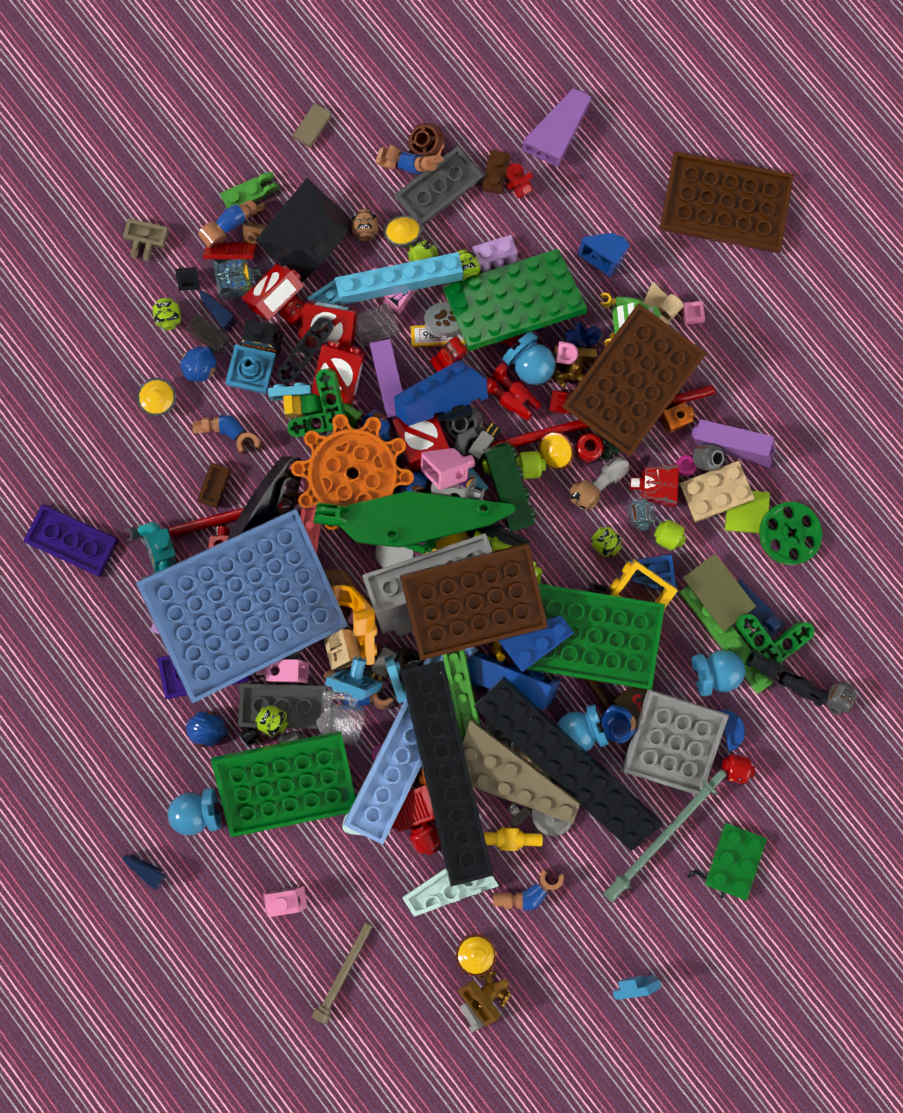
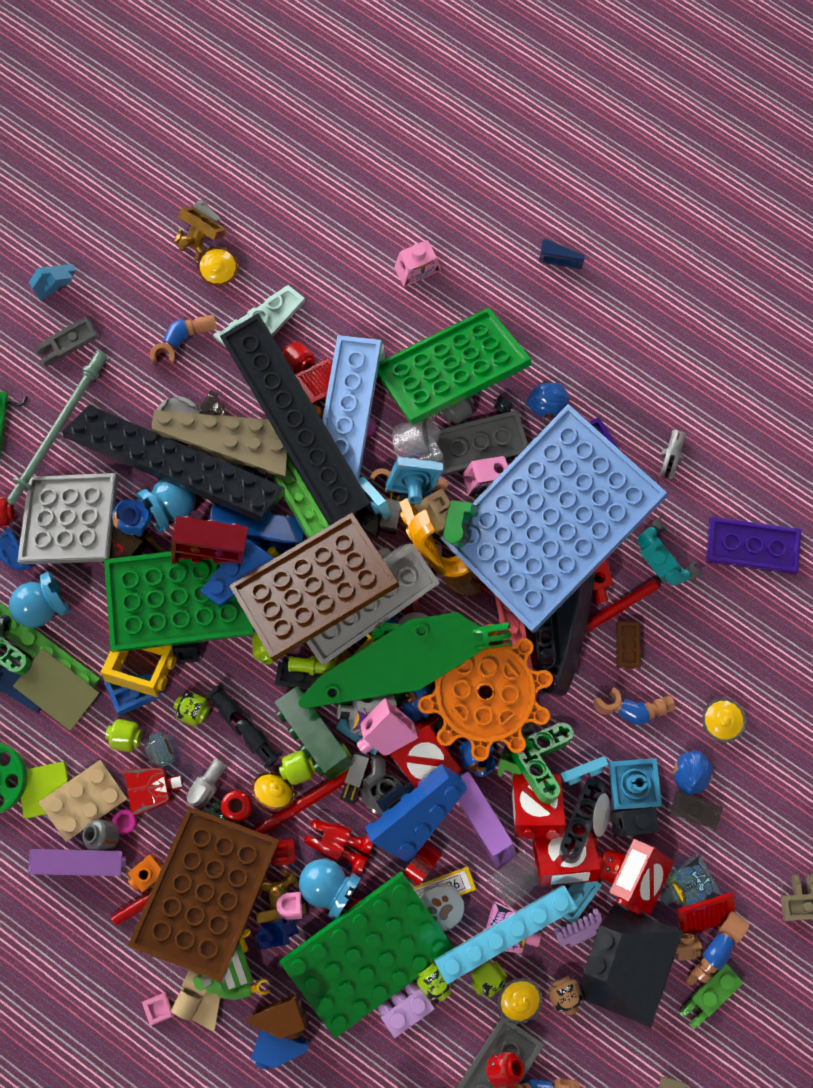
camera: 165 degrees right, 5 degrees down
(109, 644) = (673, 453): none -> light grey arm
(166, 314) = (748, 818): lime head -> none
(187, 278) = (741, 866): black plate -> none
(193, 813) = (532, 315): dark azure tile -> none
(221, 314) = (689, 835): dark blue slope -> none
(271, 720) = (485, 421): lime head -> none
(287, 351) = (601, 815): none -> white sticker
(301, 405) = (566, 759): leg -> none
(322, 1013) = (349, 180): dark tan piece -> none
(328, 629) = (458, 522): none -> green leg
(336, 268) = (579, 933): none -> lavender piece
(432, 181) = (504, 1070): none -> red head
(512, 839) = (212, 379): yellow pin -> none
(554, 671) = (207, 540): none -> dark red wedge
(560, 501) = (254, 739): none -> black piece
(584, 495) = (228, 751): medium nougat head -> none
(598, 270) = (281, 1018): none -> reddish brown slope
(636, 922) = (67, 341): none -> dark grey hinge

